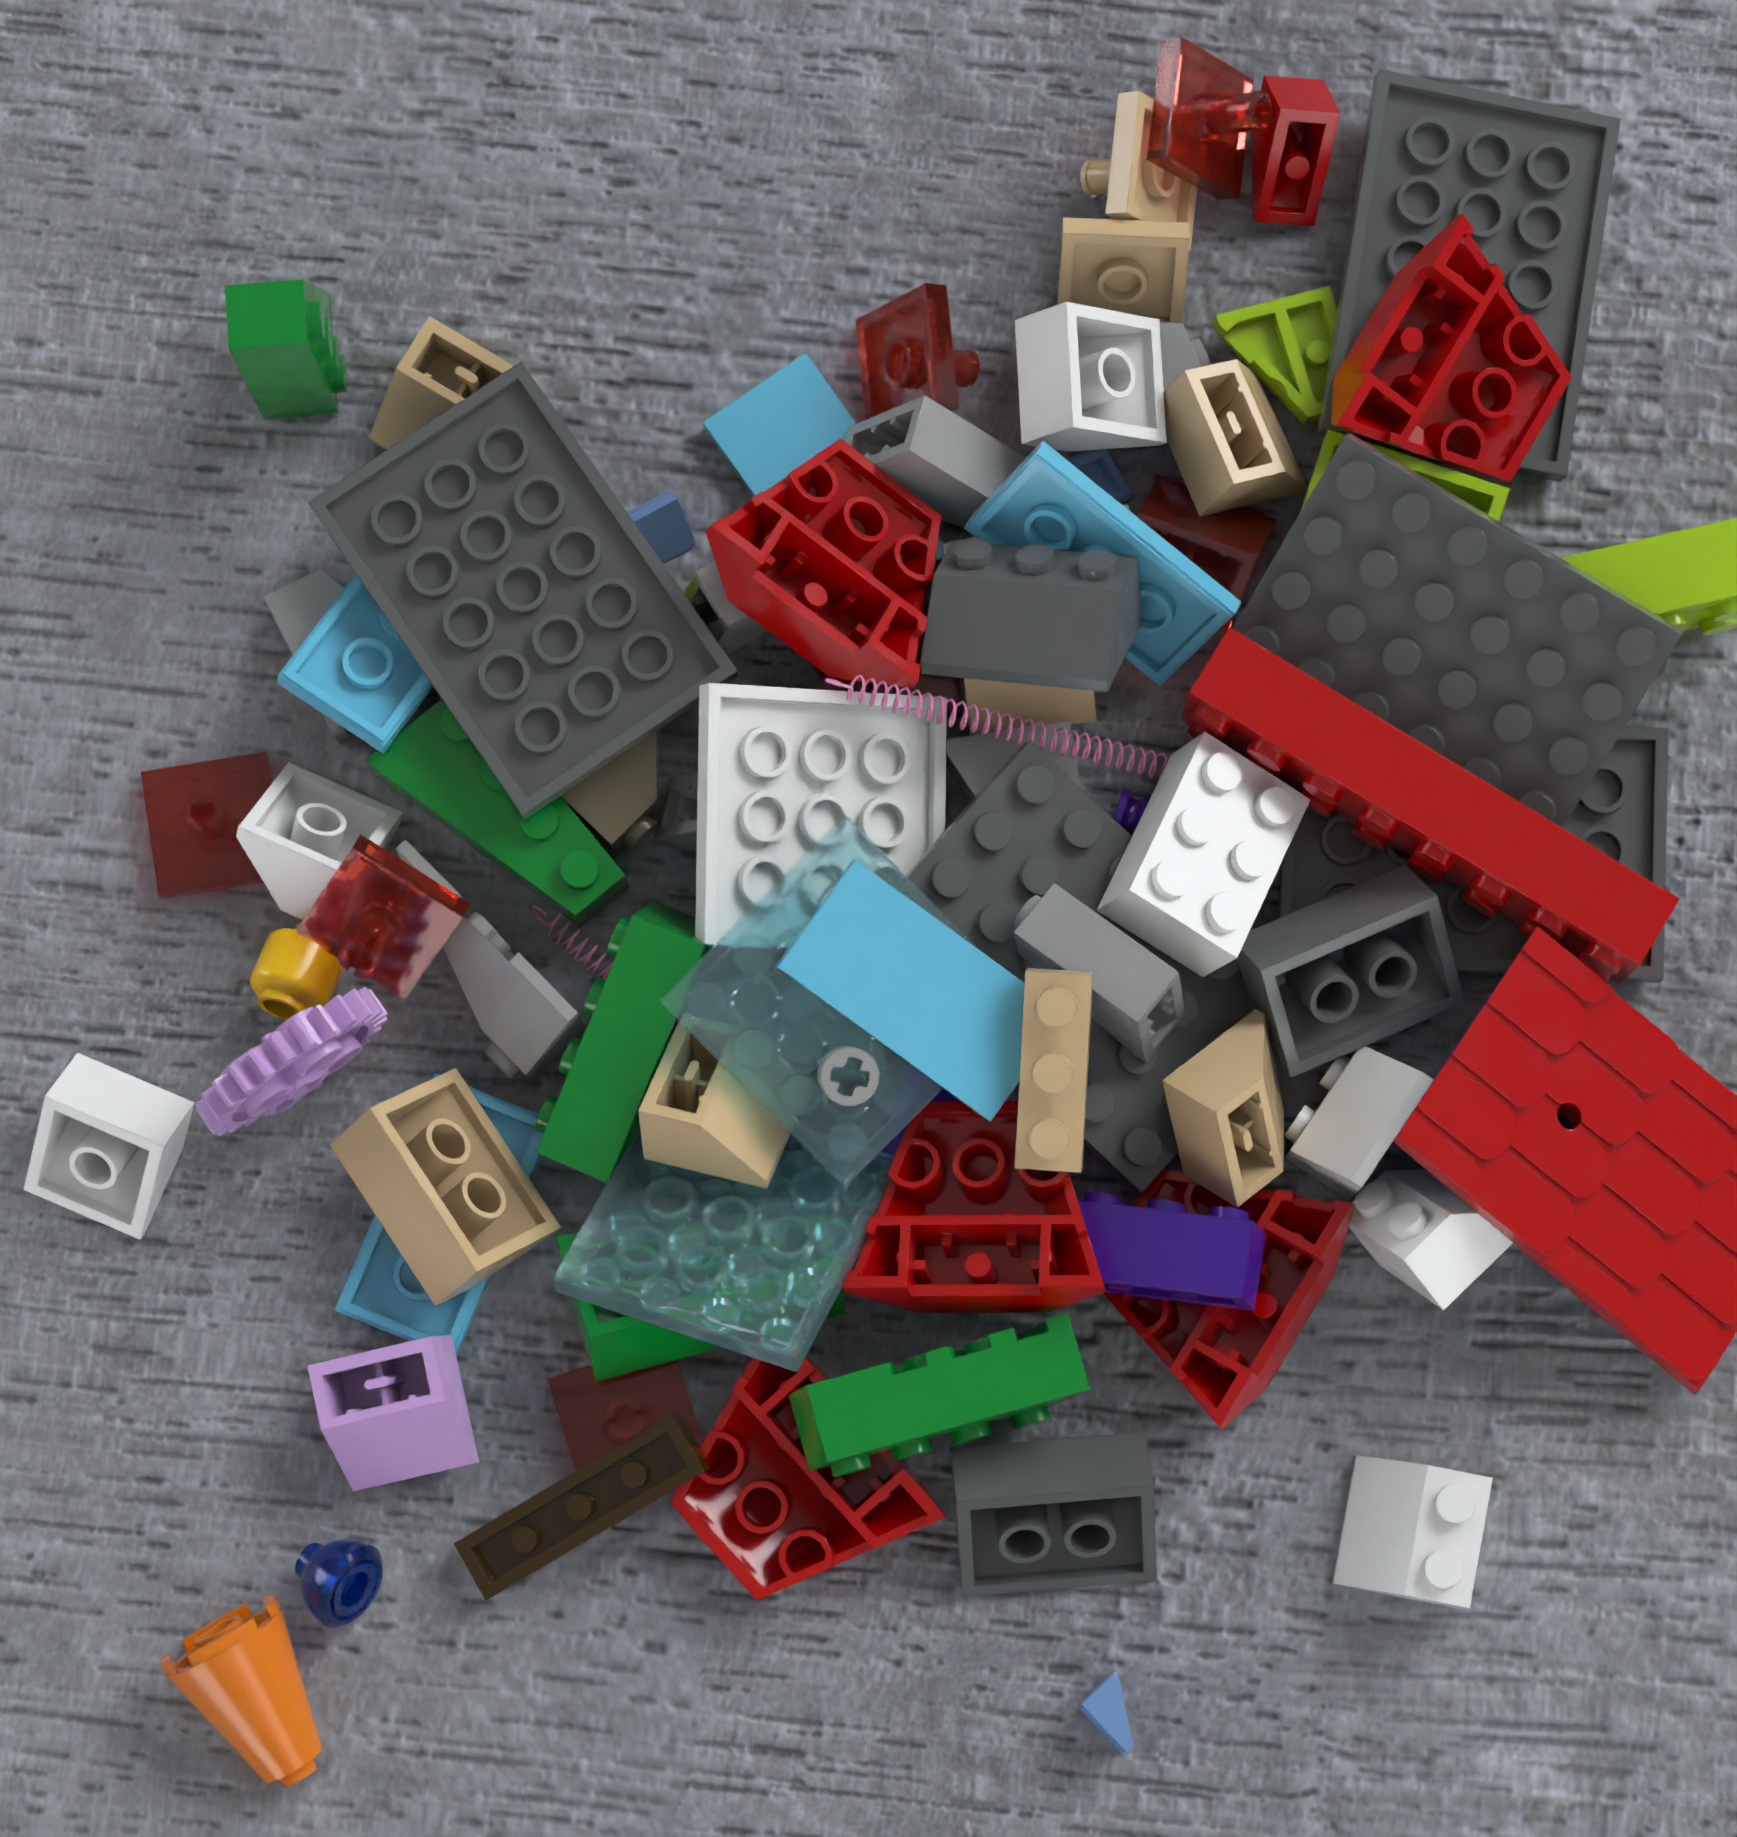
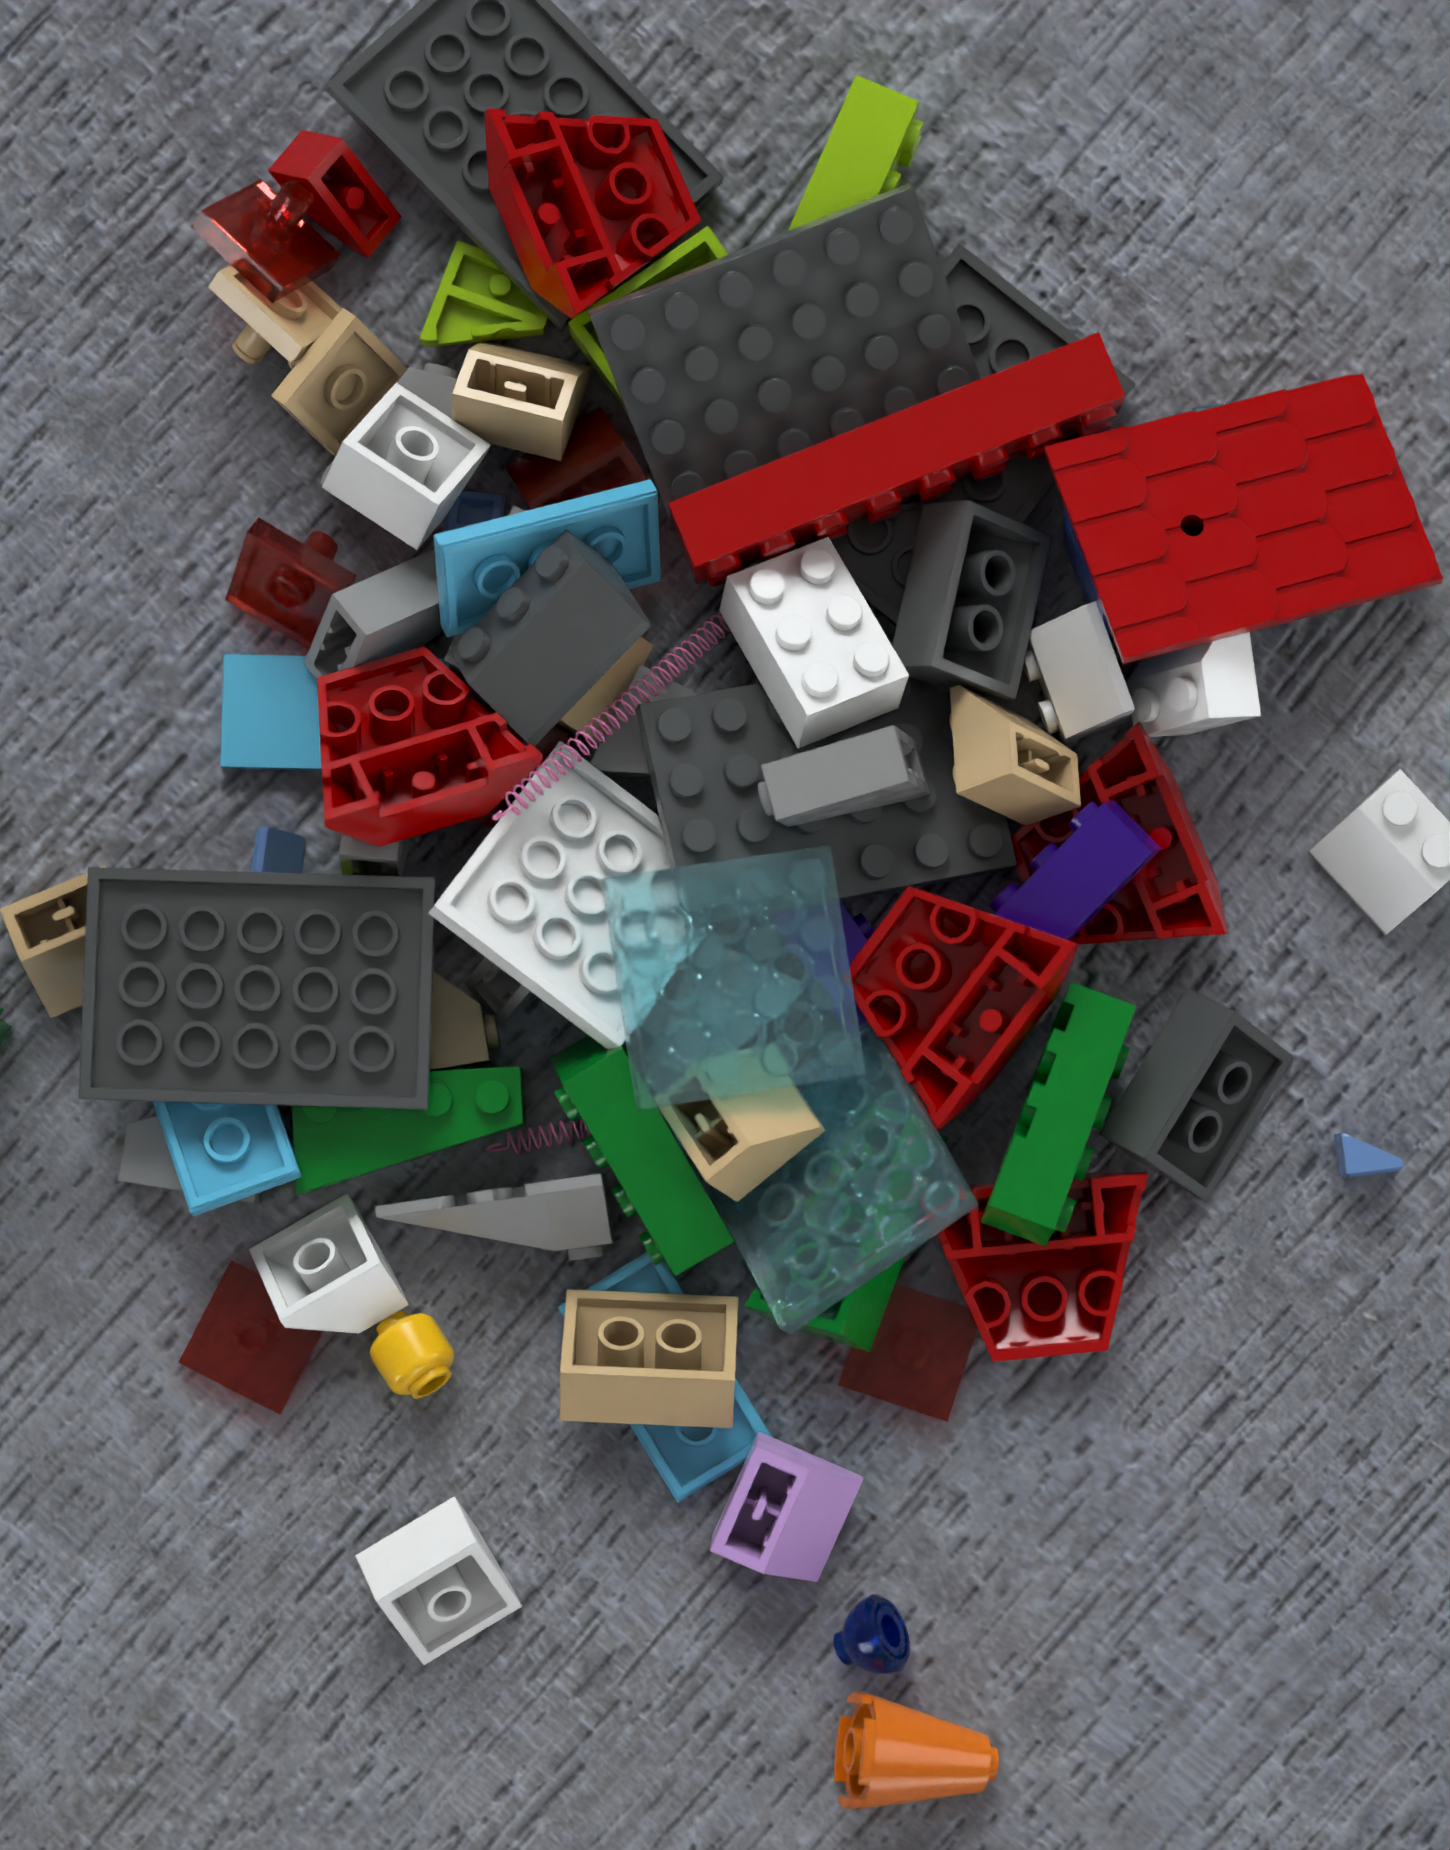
camera: 50 degrees left, 5 degrees up
(291, 1061) = (482, 1404): lavender gear -> none
(382, 917) = (423, 1264): clear red tile -> none
(582, 1505) = (950, 1426): dark brown plate -> none
(857, 1093) = (775, 1011): light grey bush -> none
(913, 987) = (769, 917): medium azure tile -> none
(1053, 1070) = (896, 864): tan plate -> none
(1130, 810) = (737, 669): dark purple bush -> none

